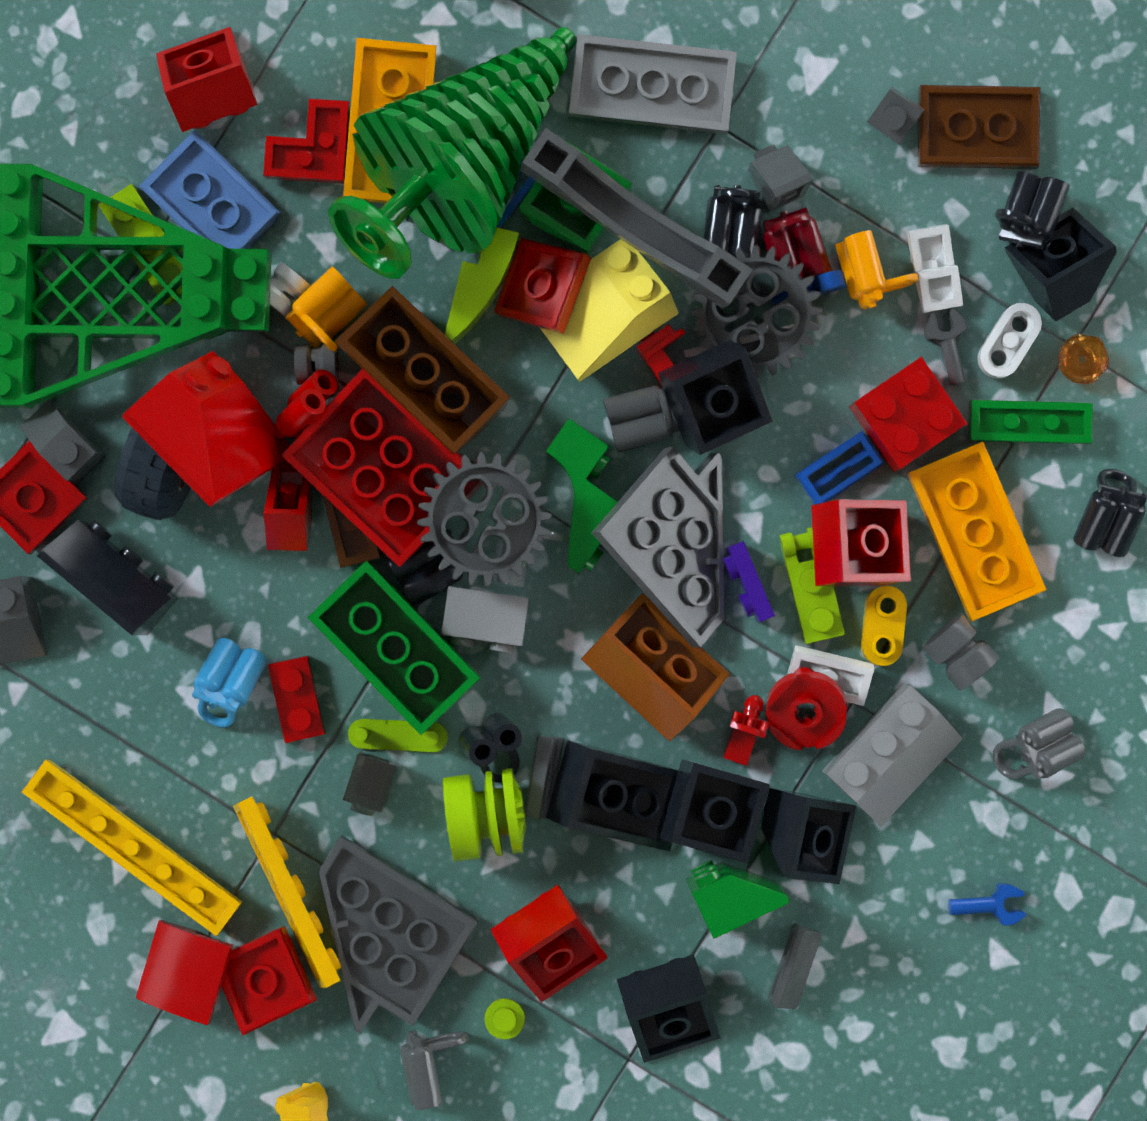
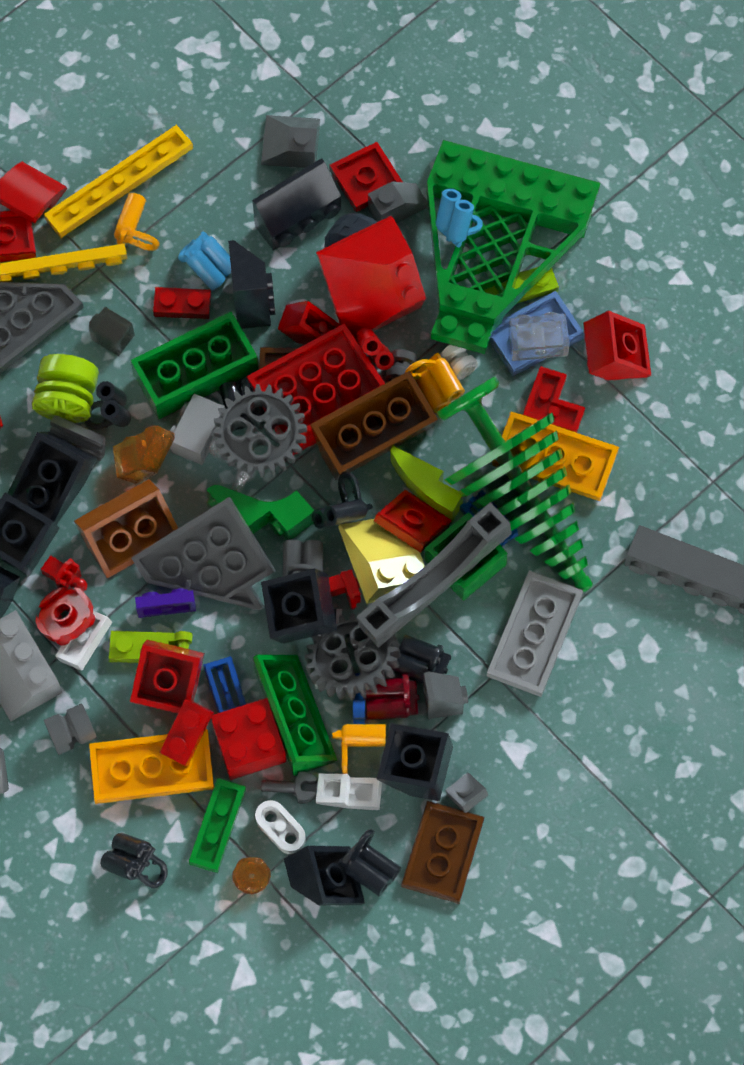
camera: 105 degrees right, 20 degrees down
(82, 337) = (455, 217): none -> dark azure piece
(198, 810) = (129, 221): none -> light orange piece
(222, 184) = (538, 336): none -> clear brick
(263, 601) = (251, 288): none -> black slope
(396, 735) = (143, 342): lime piece -> none
(551, 677) = (142, 454): none -> clear orange slope
(556, 379) = (345, 511): none -> black piece
(851, 366) = (294, 712): none -> green slope
(880, 188) = (415, 761): none -> black slope
(882, 625) = (105, 687): yellow plate -> none
(930, 493) = (186, 732): none -> red plate

